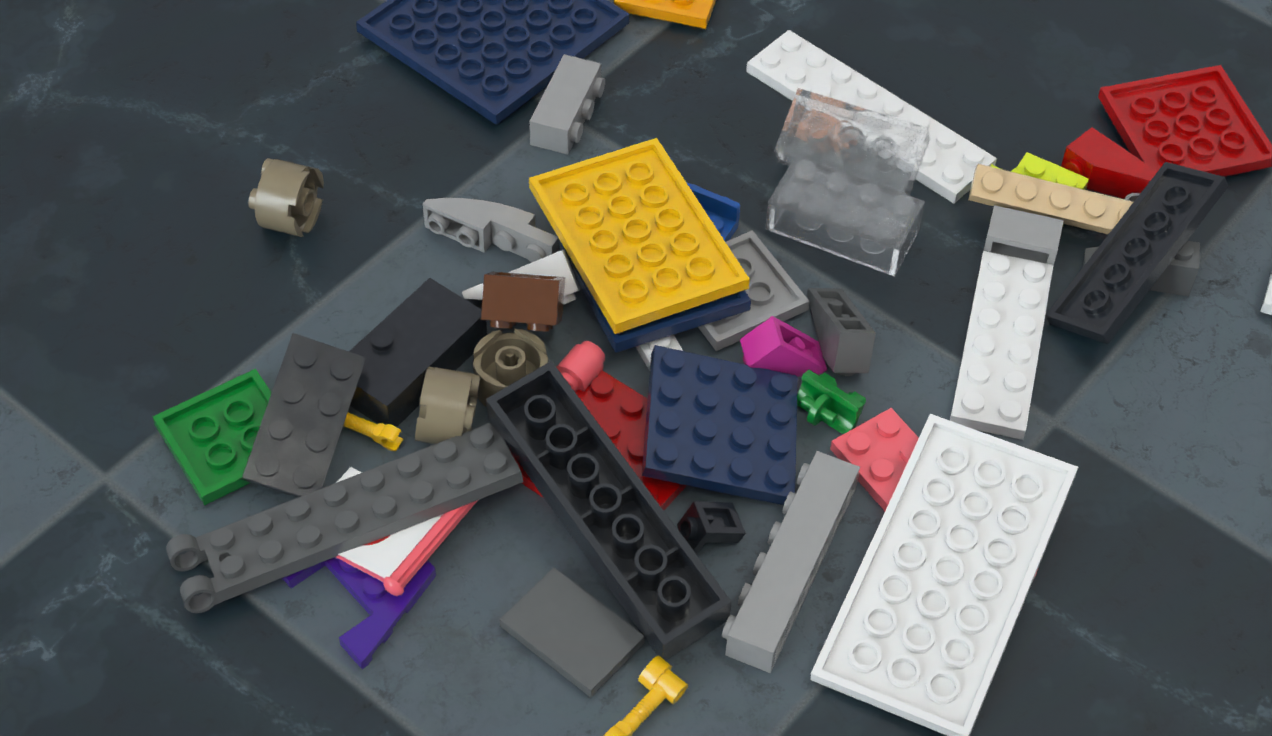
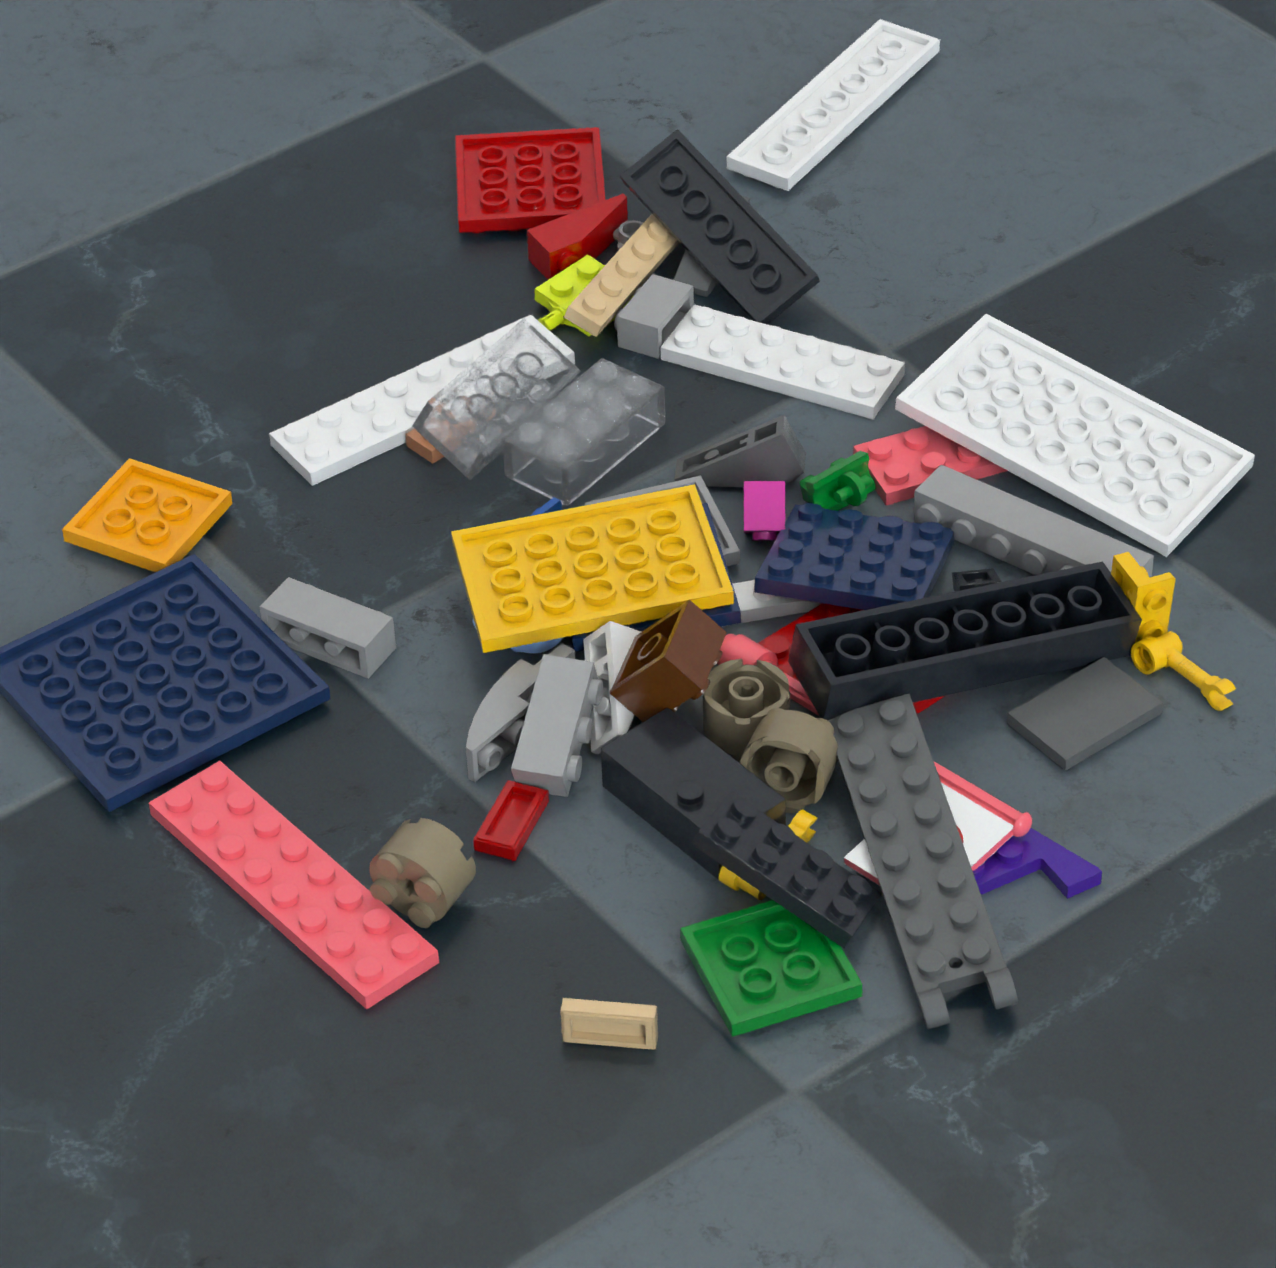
camera: 75 degrees left, 10 degrees down
(152, 342) = (609, 1023): none -> tan tile
(301, 135) = (294, 884): none -> coral plate
(379, 253) = (511, 820): none -> red tile
(462, 249) = (557, 724): none -> light grey brick
(700, 643) = (1149, 596): none -> yellow bracket

